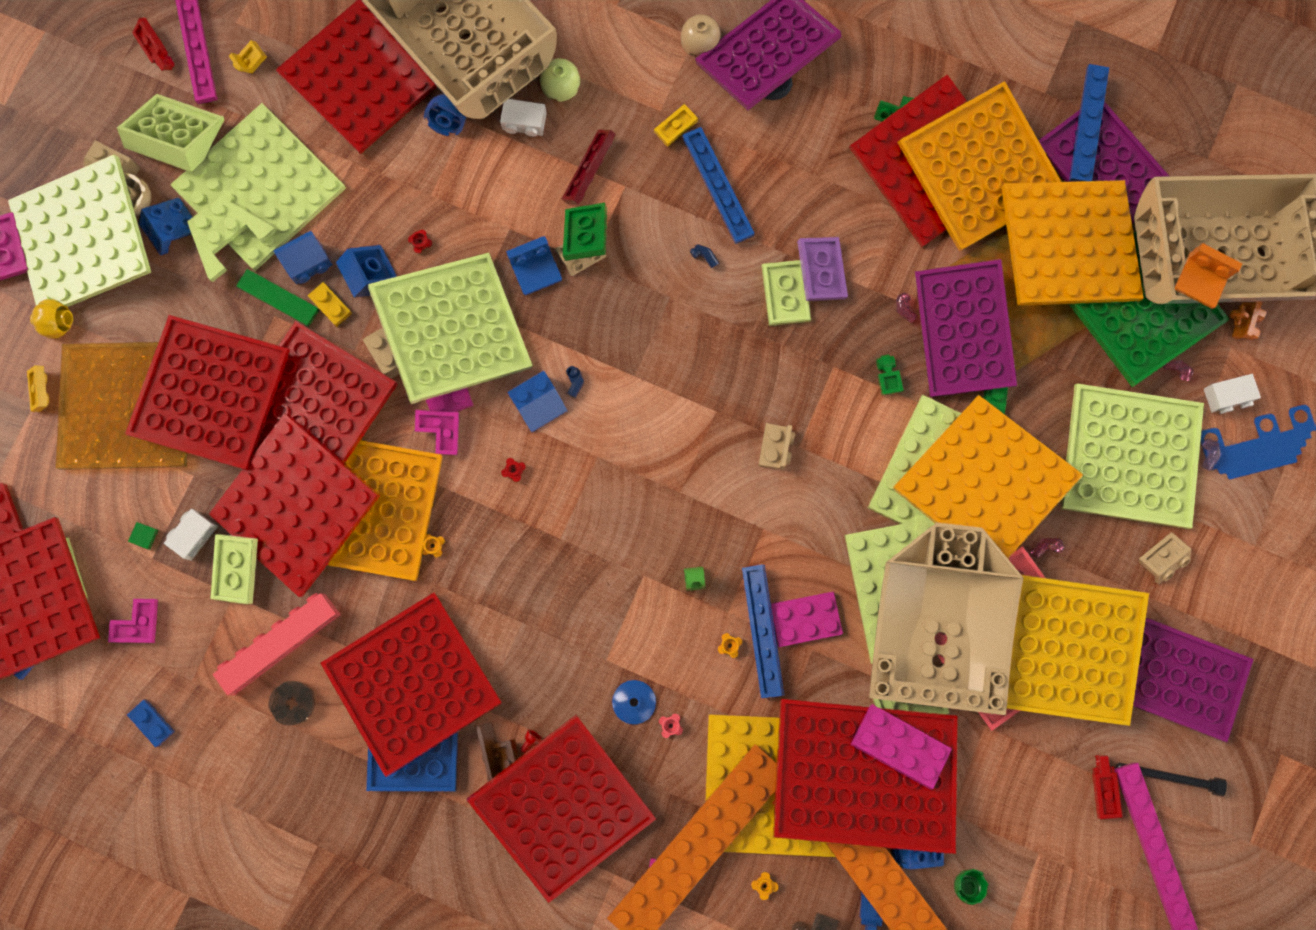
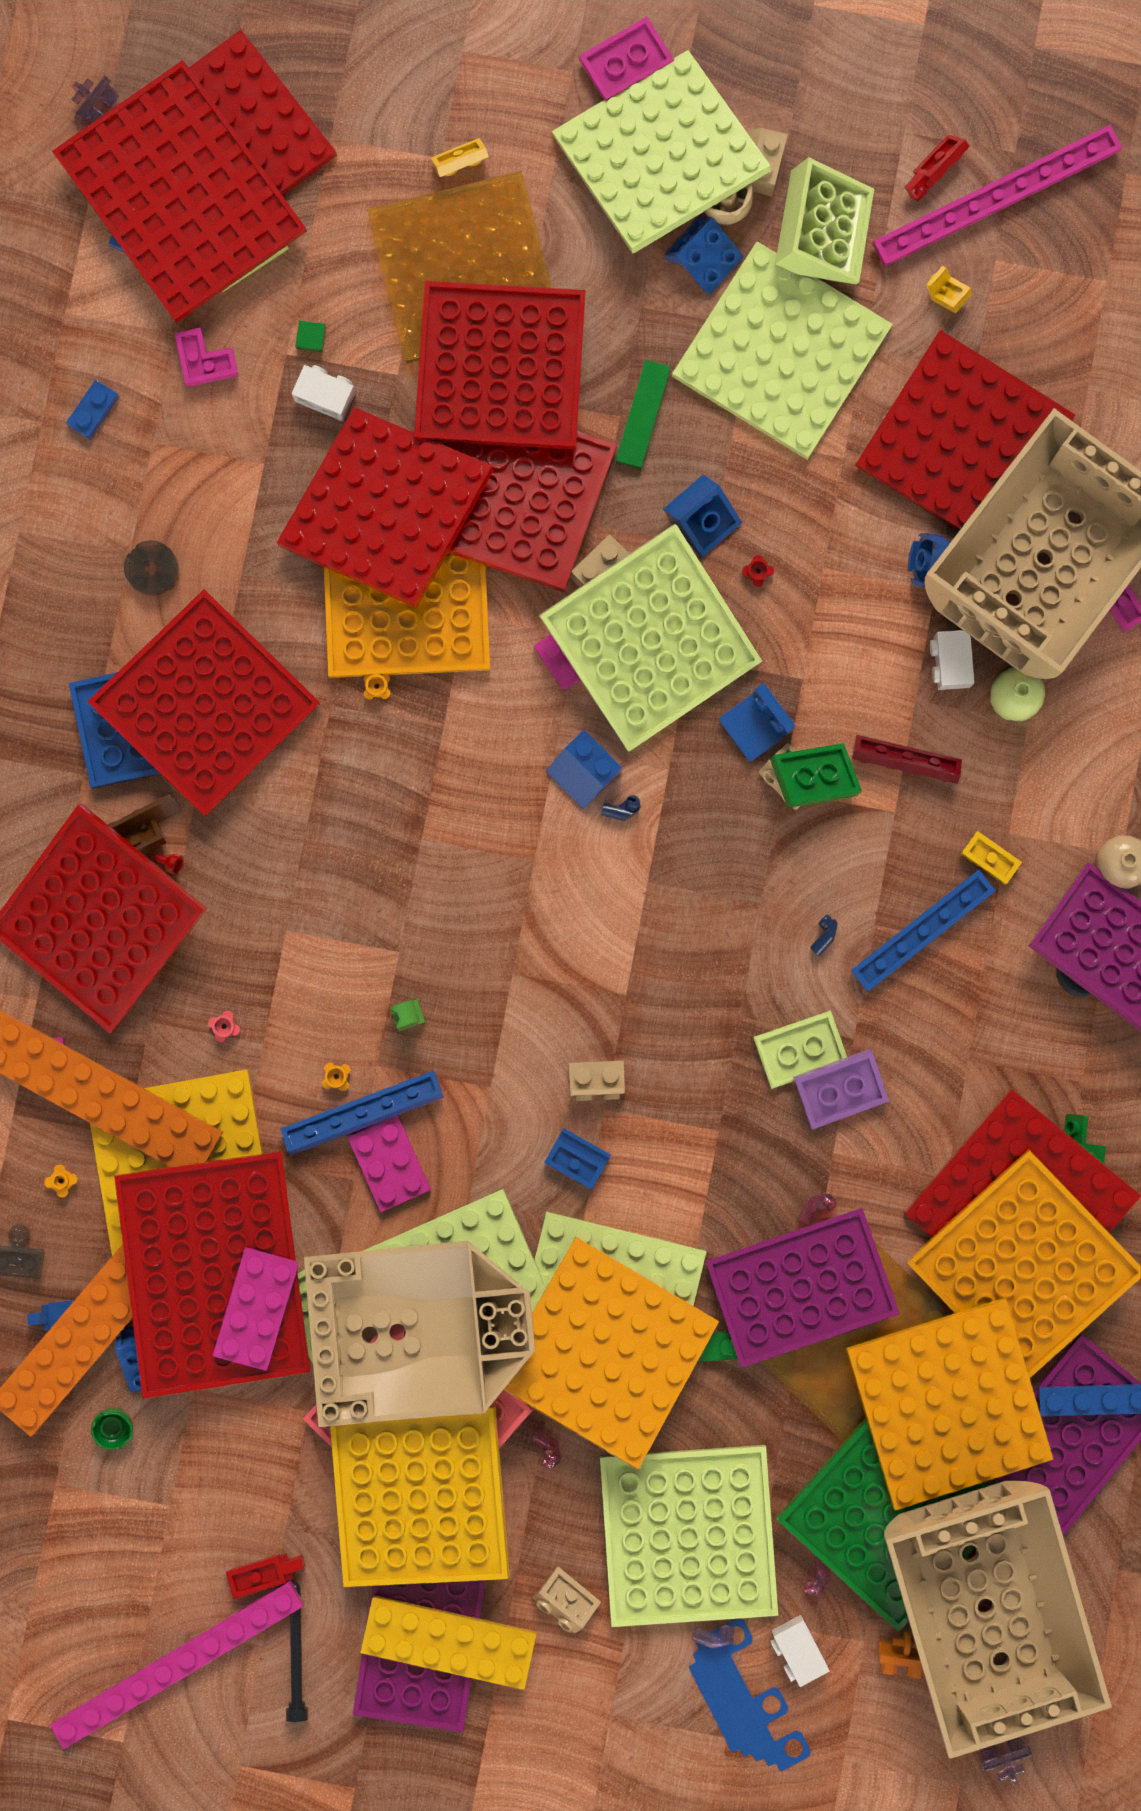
camera: 80 degrees right, 5 degrees up
(49, 320) = (549, 148): yellow plant -> none
(218, 226) = (715, 317): yellowish green wing -> none
(234, 568) = (293, 456): yellowish green tile -> none
(276, 644) = (216, 531): coral brick -> none
(303, 258) = (697, 434): blue slope -> none
(329, 304) = (649, 480): yellow plate -> none
(445, 426) = (528, 660): dark pink plate -> none
(507, 472) = (496, 767): red plate -> none
(645, 698) = (253, 985): blue dish -> none
(832, 474) = (577, 1158): none -> blue plate
(889, 381) = (713, 1205): green plate -> none
(1184, 654) = (448, 1642): none -> yellow plate
(1206, 275) = (924, 1576): orange bracket -> none

